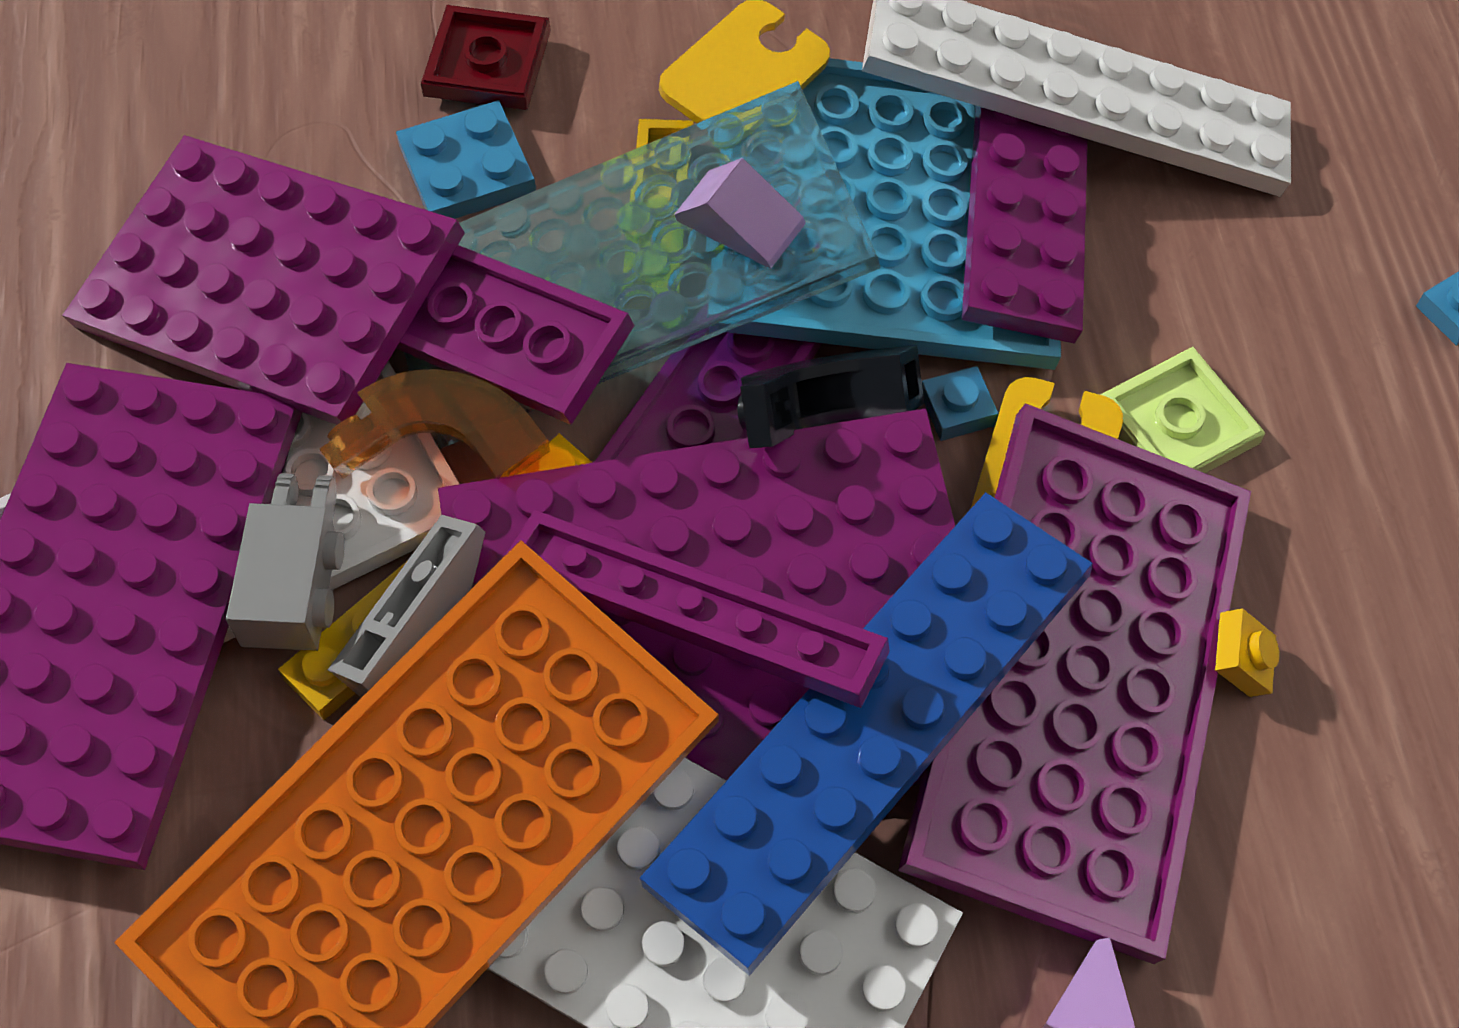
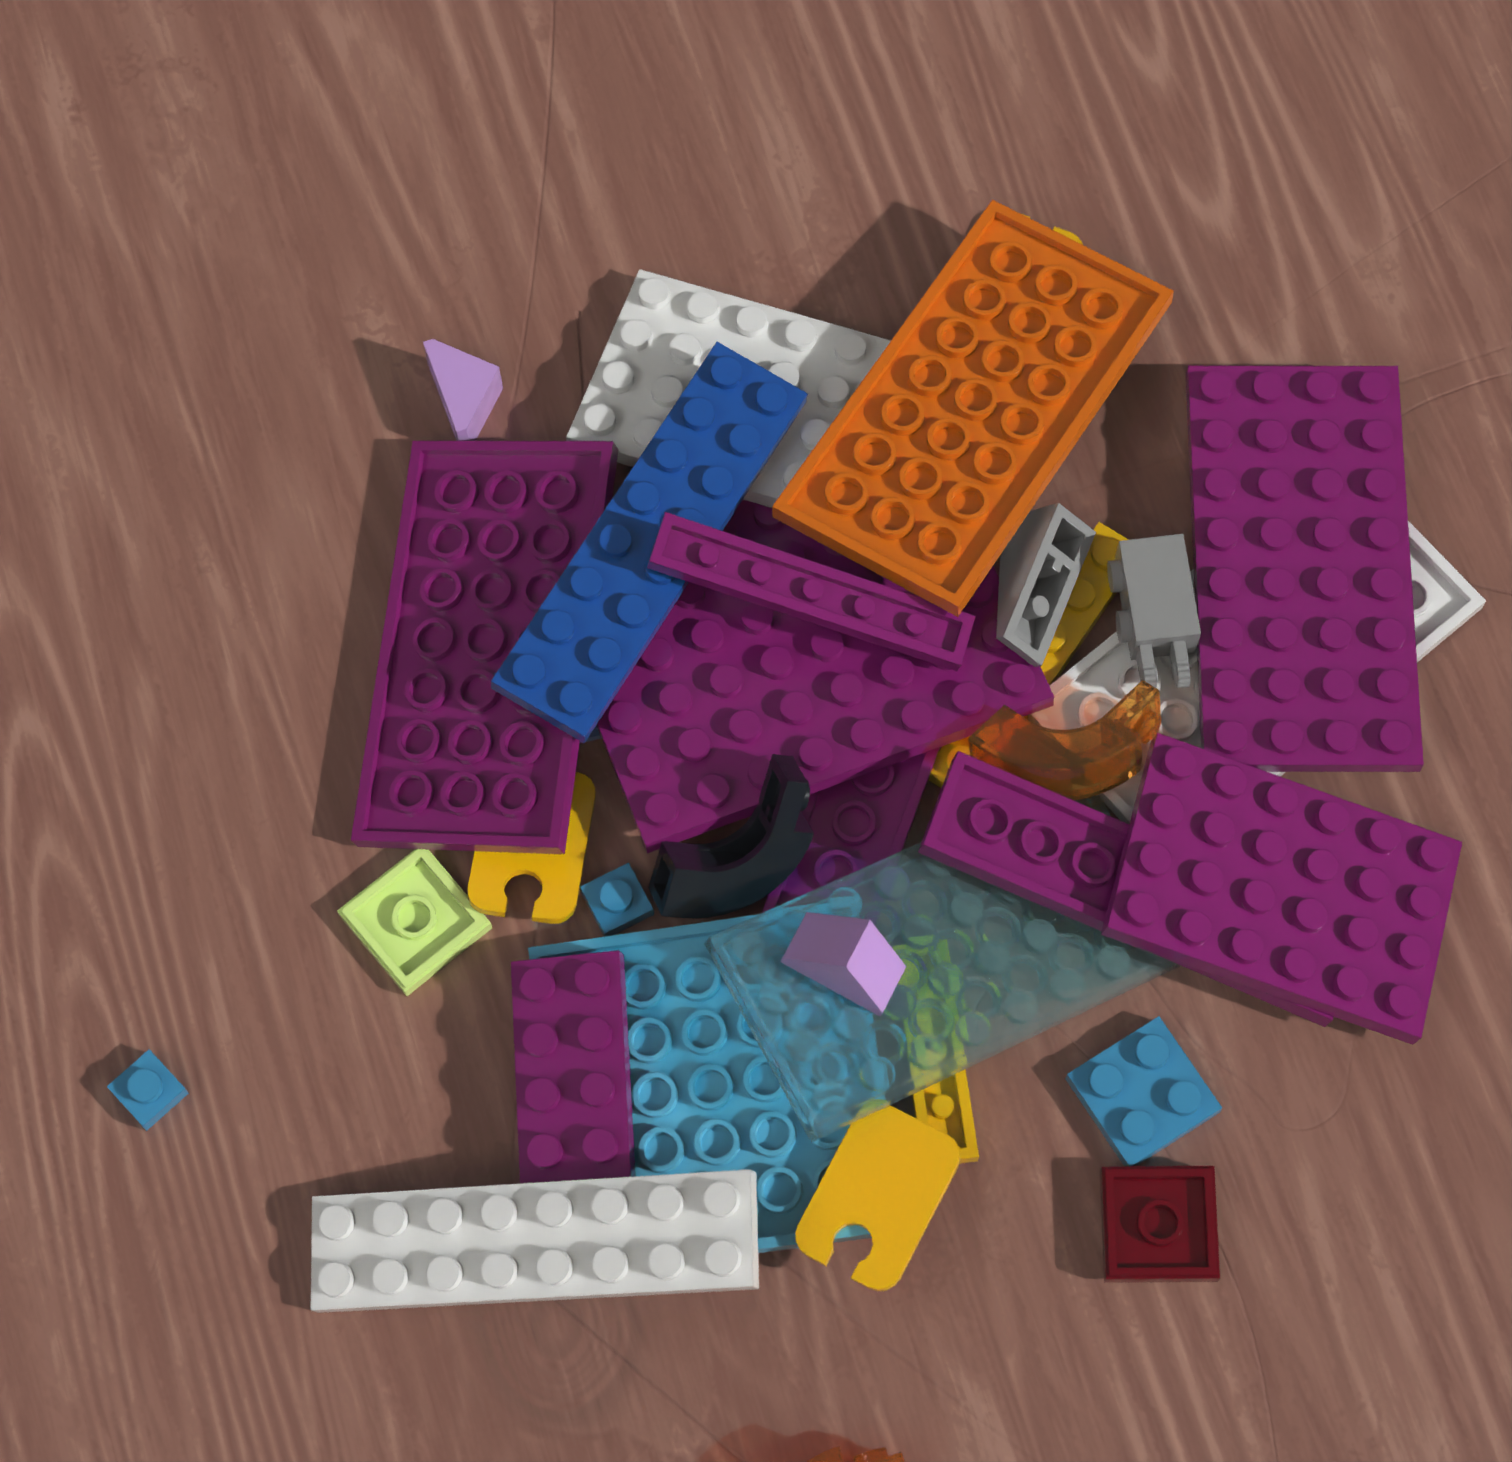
camera: 170 degrees right, 10 degrees up
(1246, 653) = (353, 691): yellow plate -> none

